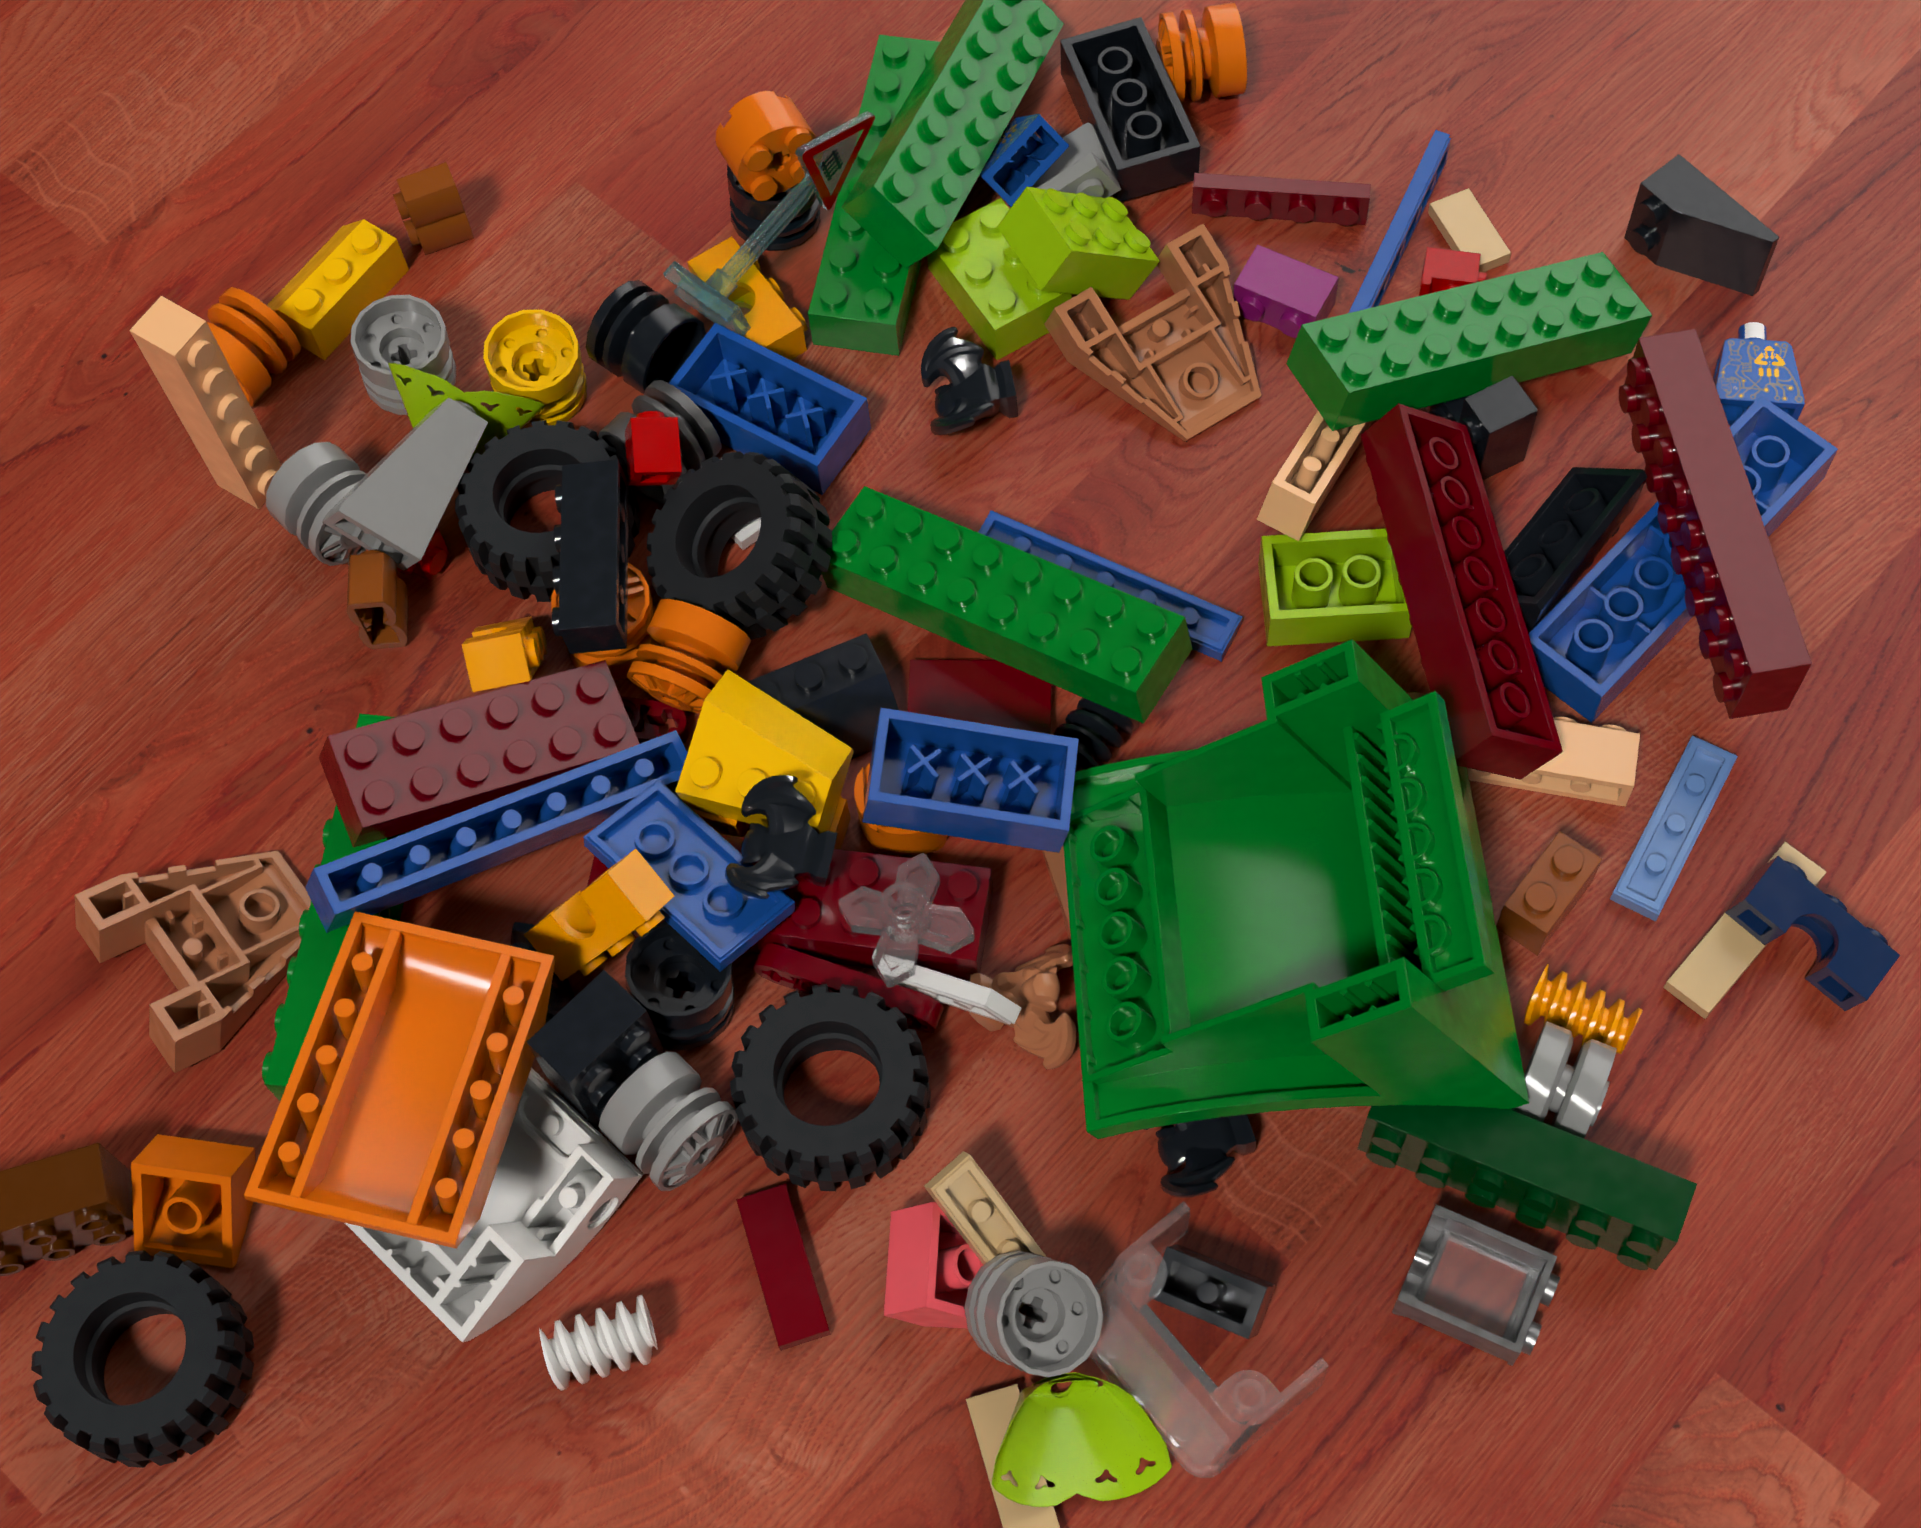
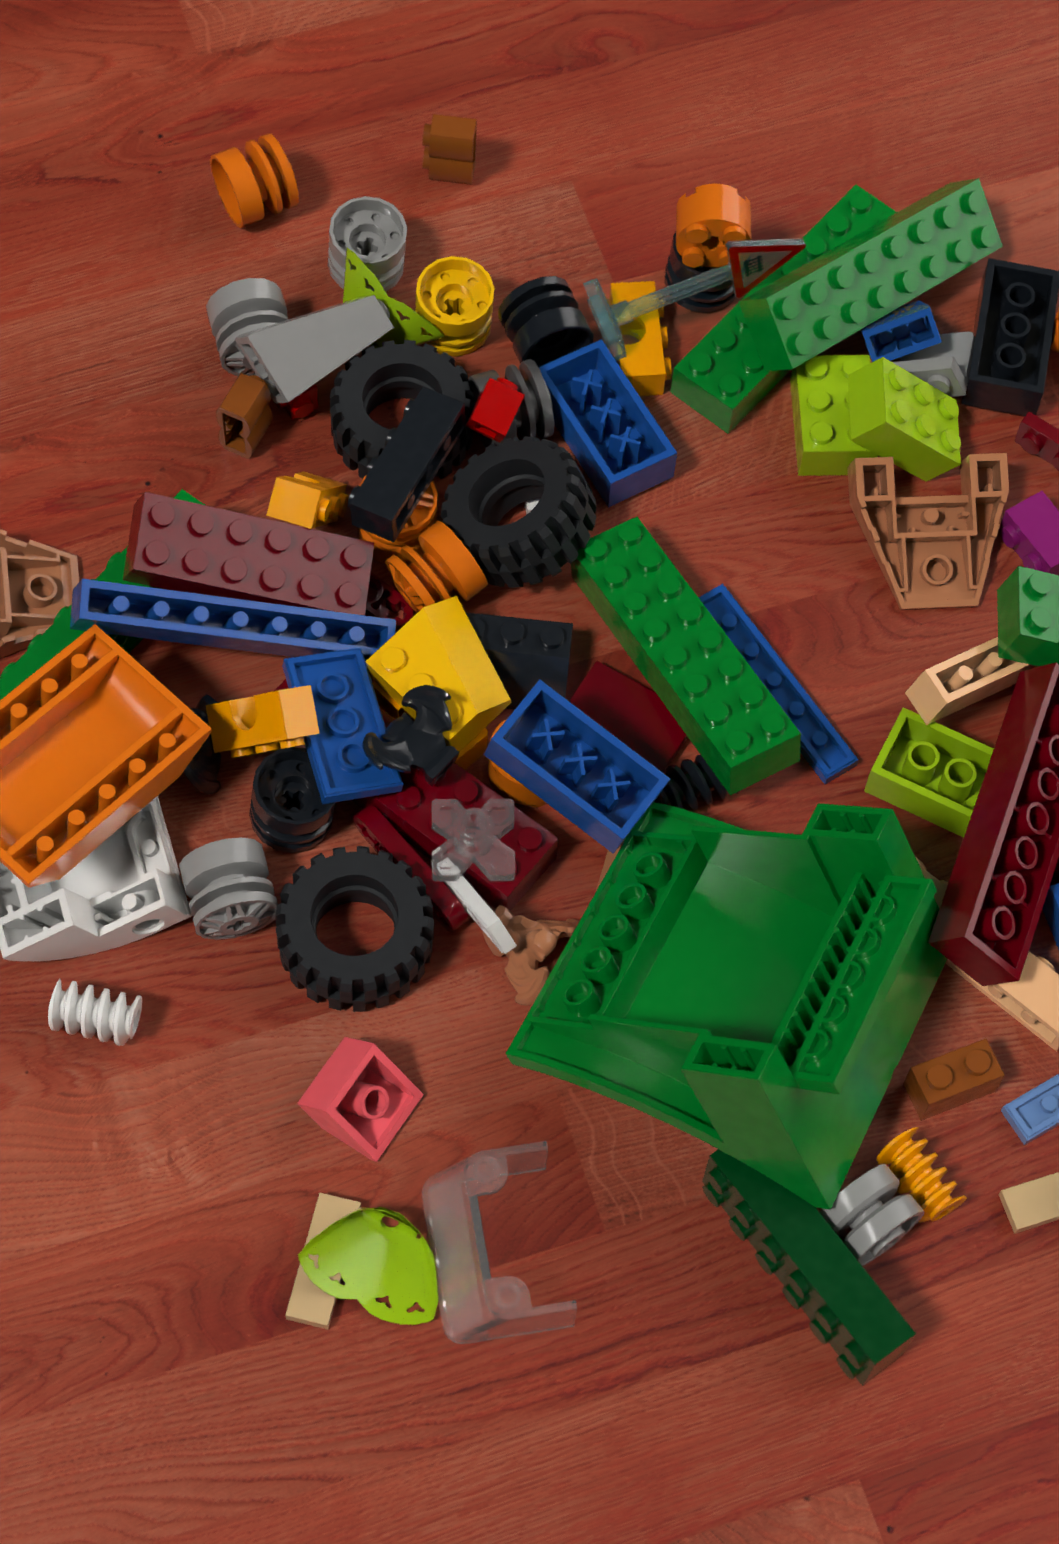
camera: 20 degrees right, 0 degrees up
(207, 399) = (202, 209): light nougat brick -> none
(338, 283) = (352, 169): yellow slope -> none
(595, 1045) = (206, 805): black brick -> none
(783, 1267) = (250, 1033): dark red tile -> none
(974, 388) = (765, 487): black animal -> none
(979, 1211) = (404, 1087): tan tile -> none
(1060, 1320) = (413, 1176): light grey wheel -> none
(1205, 1150) = (587, 1118): black animal -> none
(1215, 1291) = (534, 1217): black brick -> none
(1478, 1285) = (724, 1321): window -> none

